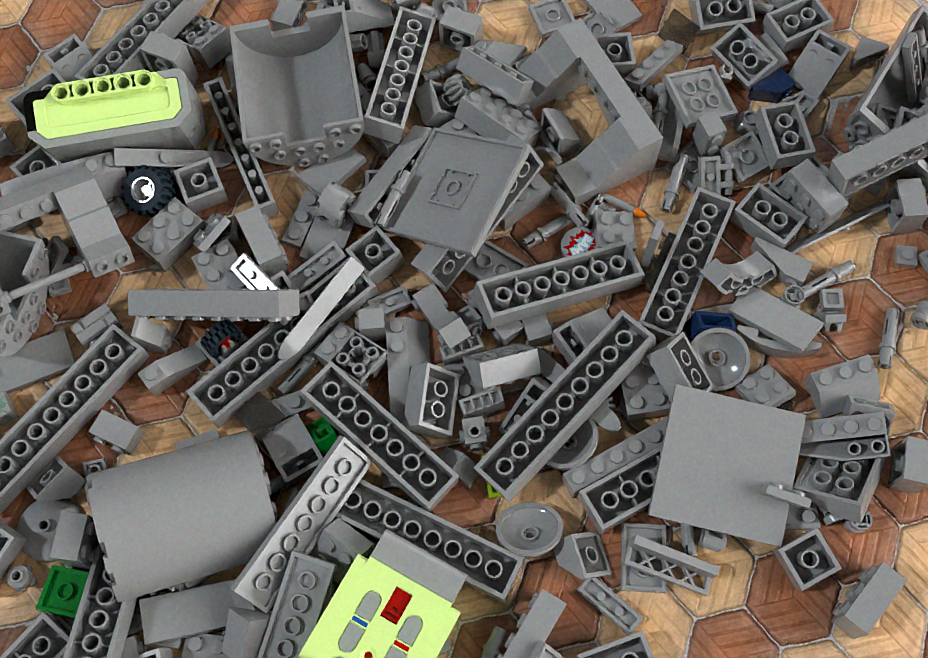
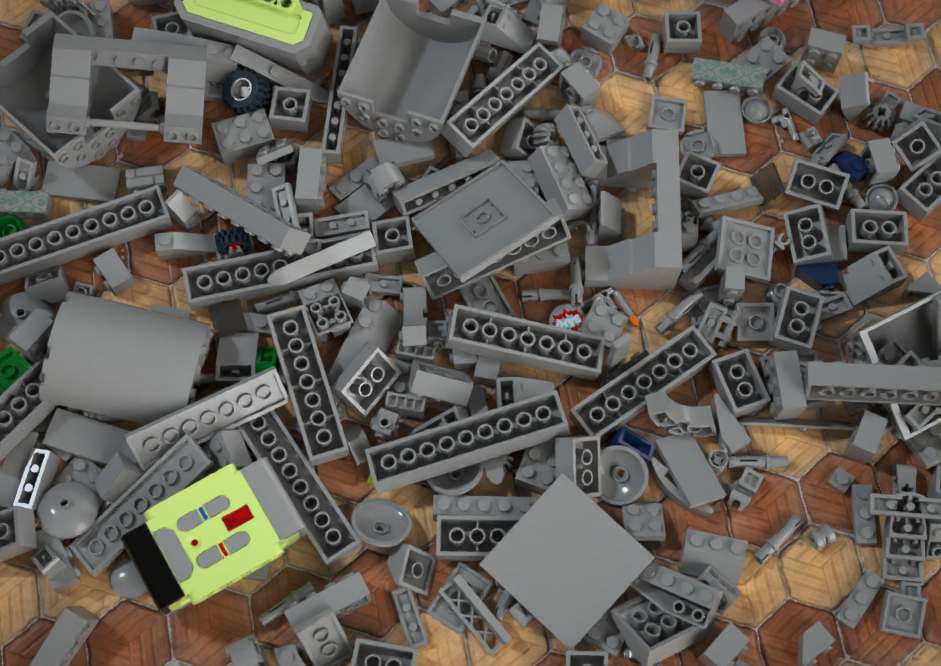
camera: 25 degrees right, 0 degrees up
(397, 191) = (434, 200): light grey pin -> none
(794, 497) = (602, 616): light grey plate -> none

